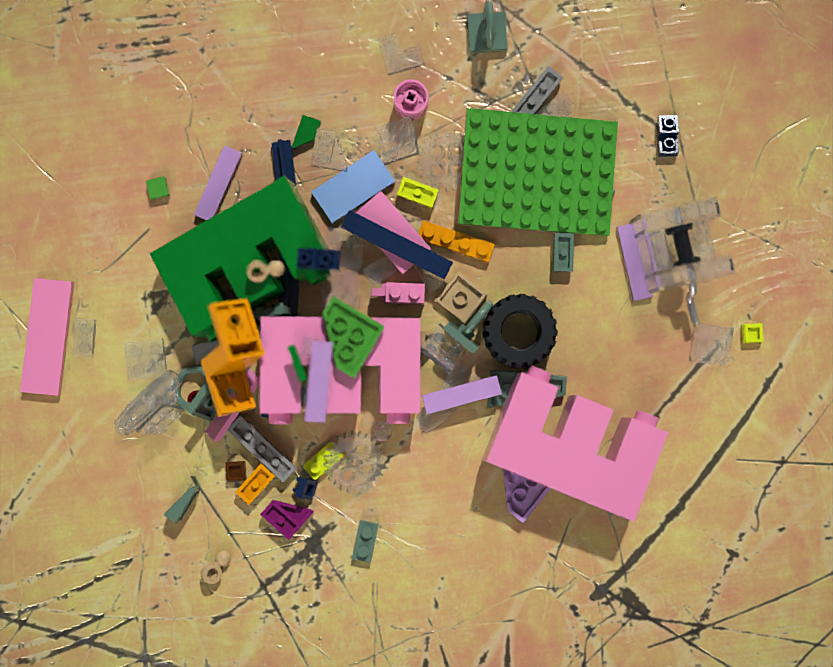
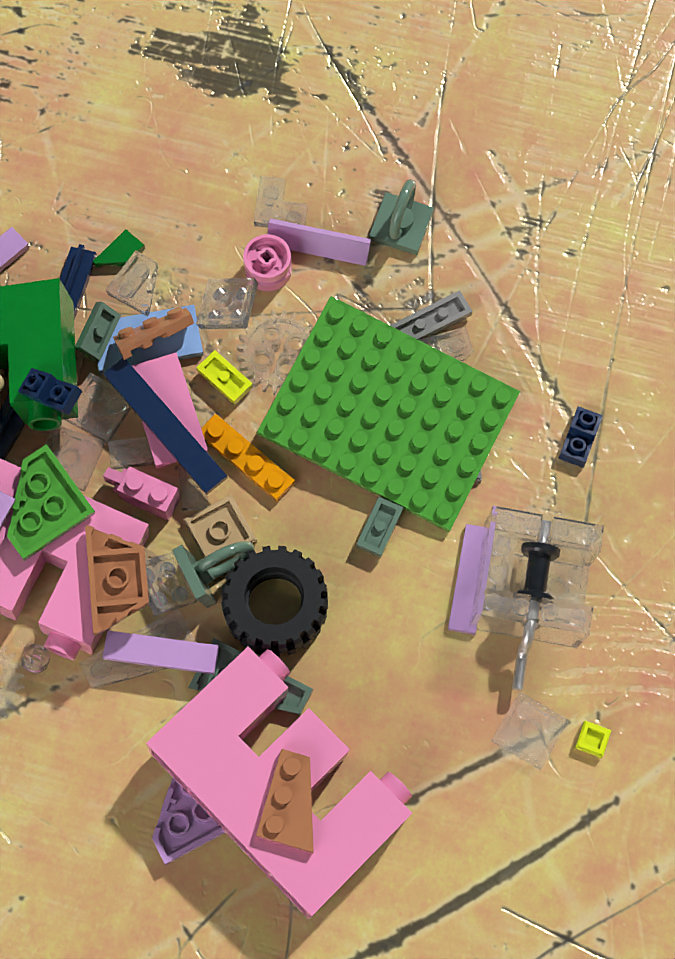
camera: 20 degrees right, 15 degrees down
(320, 197) = (97, 331): none -> sand green plate
(356, 182) = (145, 334): none -> nougat wing
(417, 364) = (115, 578): none -> nougat wing
(439, 69) = (321, 242): none -> lavender tile
(591, 460) = (289, 804): none -> nougat wing

